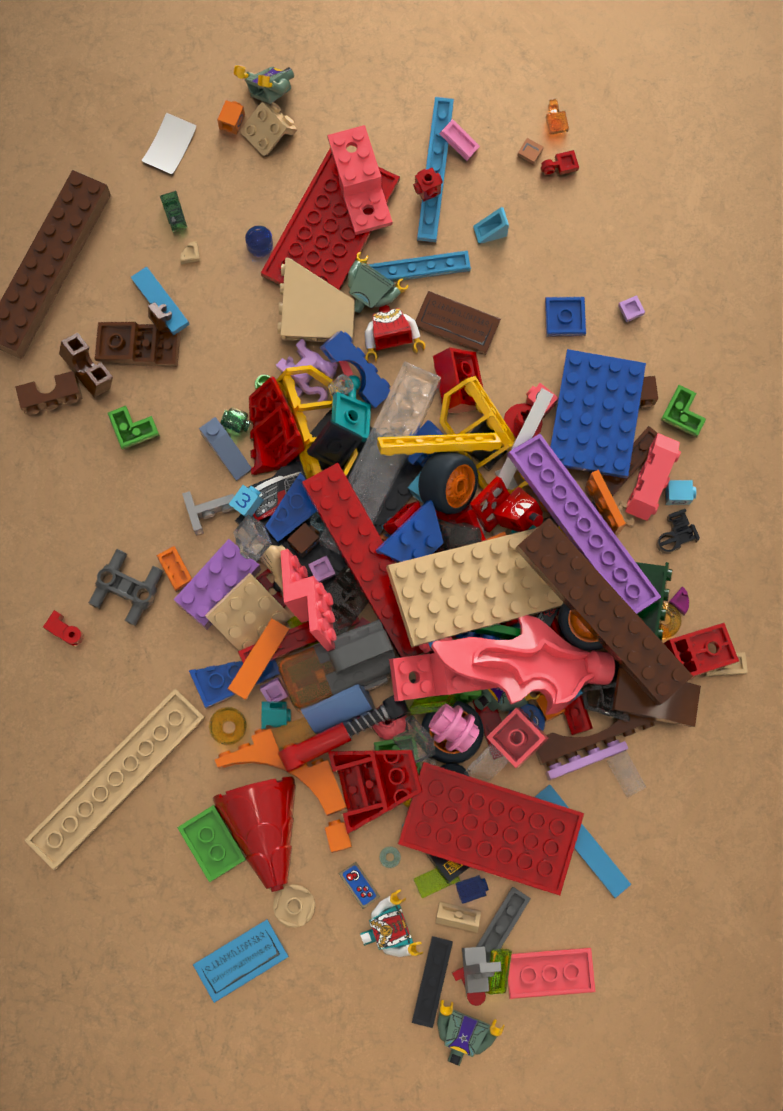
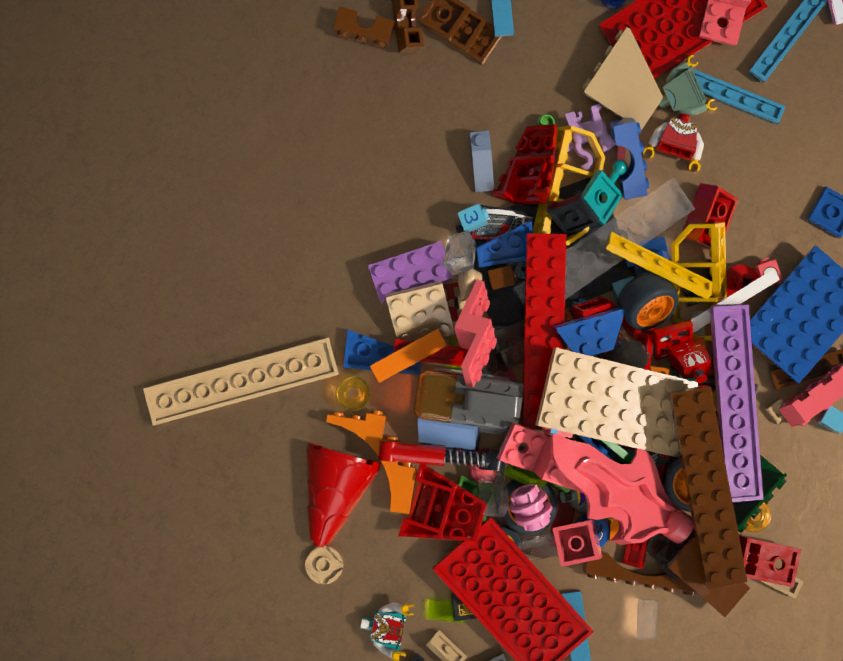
camera: 30 degrees right, 10 degrees up
(68, 634) = (267, 241): red leg -> none
(125, 587) = (335, 230): dark grey piece -> none
(129, 432) = (411, 101): bright green brick -> none
(157, 316) = (490, 13): reddish brown tile -> none
(174, 568) = (383, 237): orange plate -> none
(205, 509) = (436, 204): light grey bracket -> none
(211, 843) = (287, 478): bright green plate -> none
(235, 421) = (503, 142): clear green head -> none
(240, 960) = (258, 581): dark azure tile -> none
(274, 690) = (406, 386): lavender plate -> none
(274, 714) = (395, 405): teal brick -> none
(293, 732) = (401, 428): clear yellow tile -> none
(322, 569) = (501, 311): lavender plate -> none
(337, 836) = (389, 532): orange brick -> none
(341, 384) = (609, 165): clear wheel -> none
(359, 885) = (384, 579): slope -> none
(387, 850) = (425, 576): clear light blue plate -> none
(427, 184) = (783, 34): red brick -> none
(457, 322) = (738, 164): reddish brown tile -> none
(471, 889) = (469, 635): clear blue brick -> none
(492, 227) = (819, 98): medium azure slope -> none
(594, 756) = (628, 591): lavender plate -> none
(604, 502) = (766, 392): orange plate -> none
(680, 601) = (778, 508): magenta tile -> none
(681, 532) = (814, 454): black piece -> none

